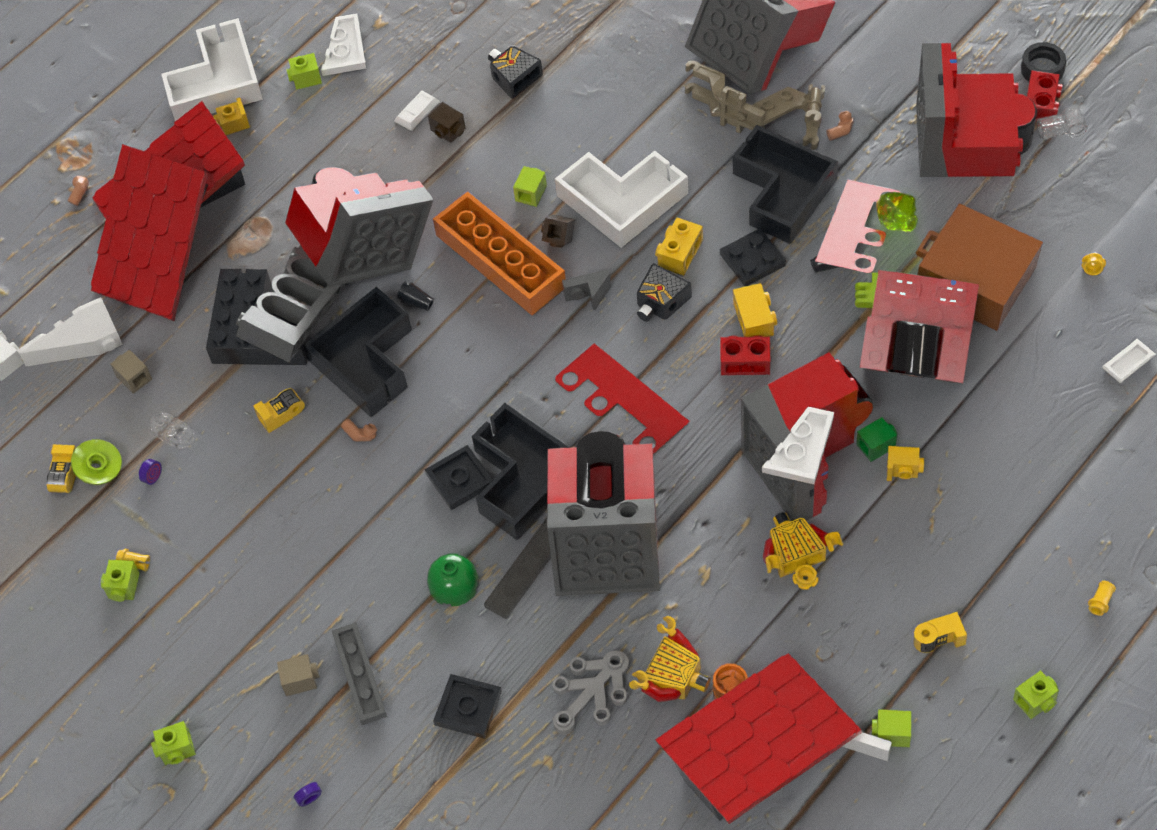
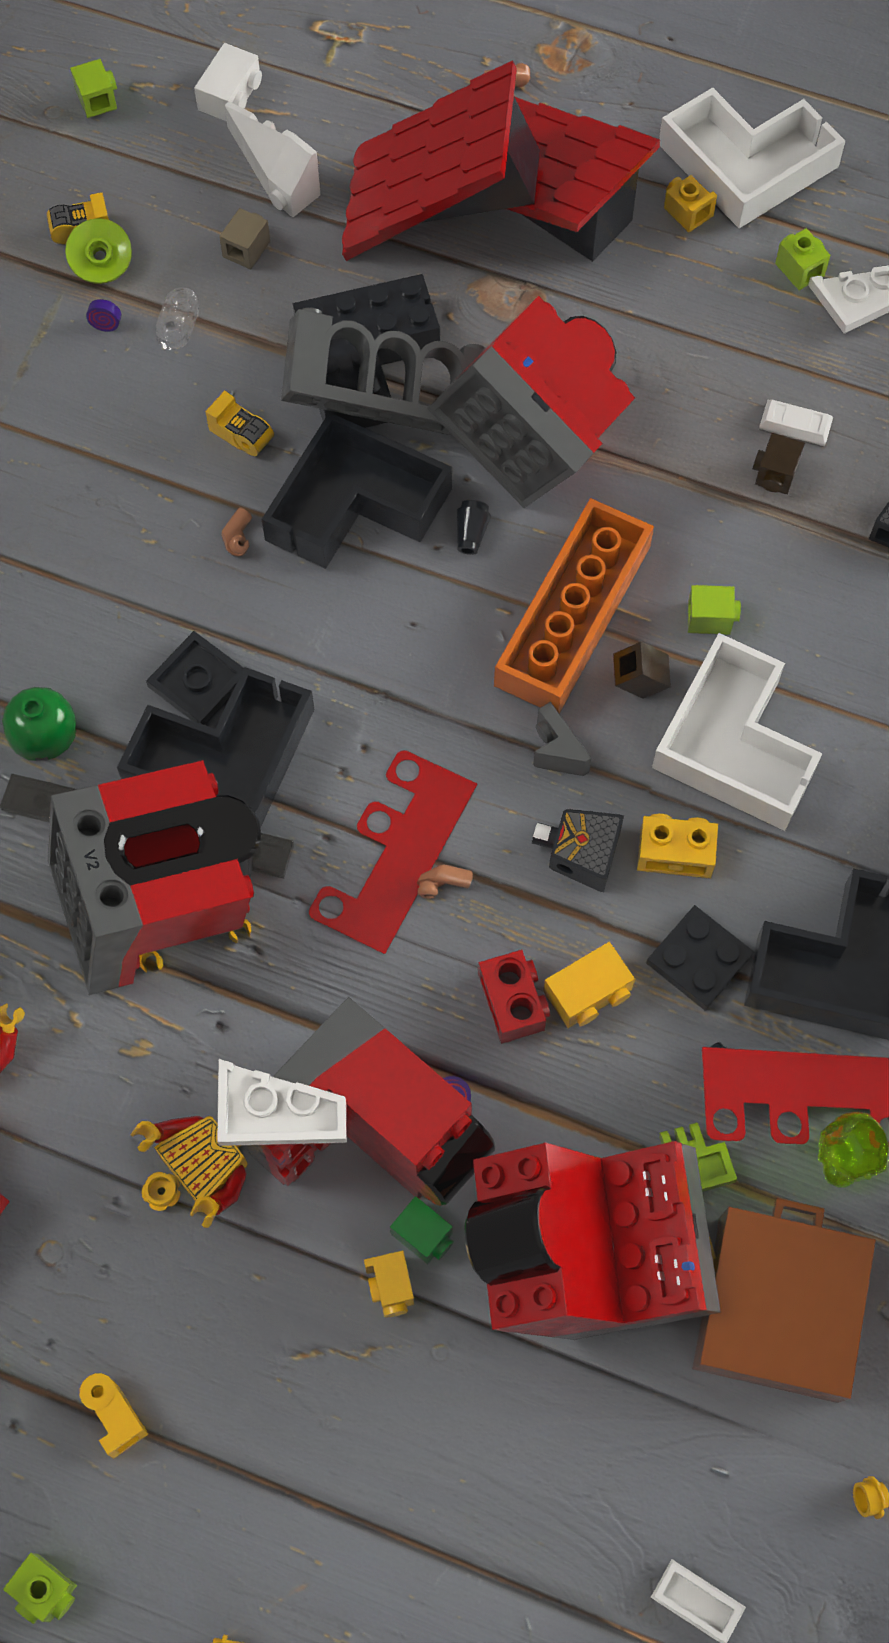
camera: 65 degrees right, 10 degrees up
(652, 371) = (442, 875): none -> nougat arm

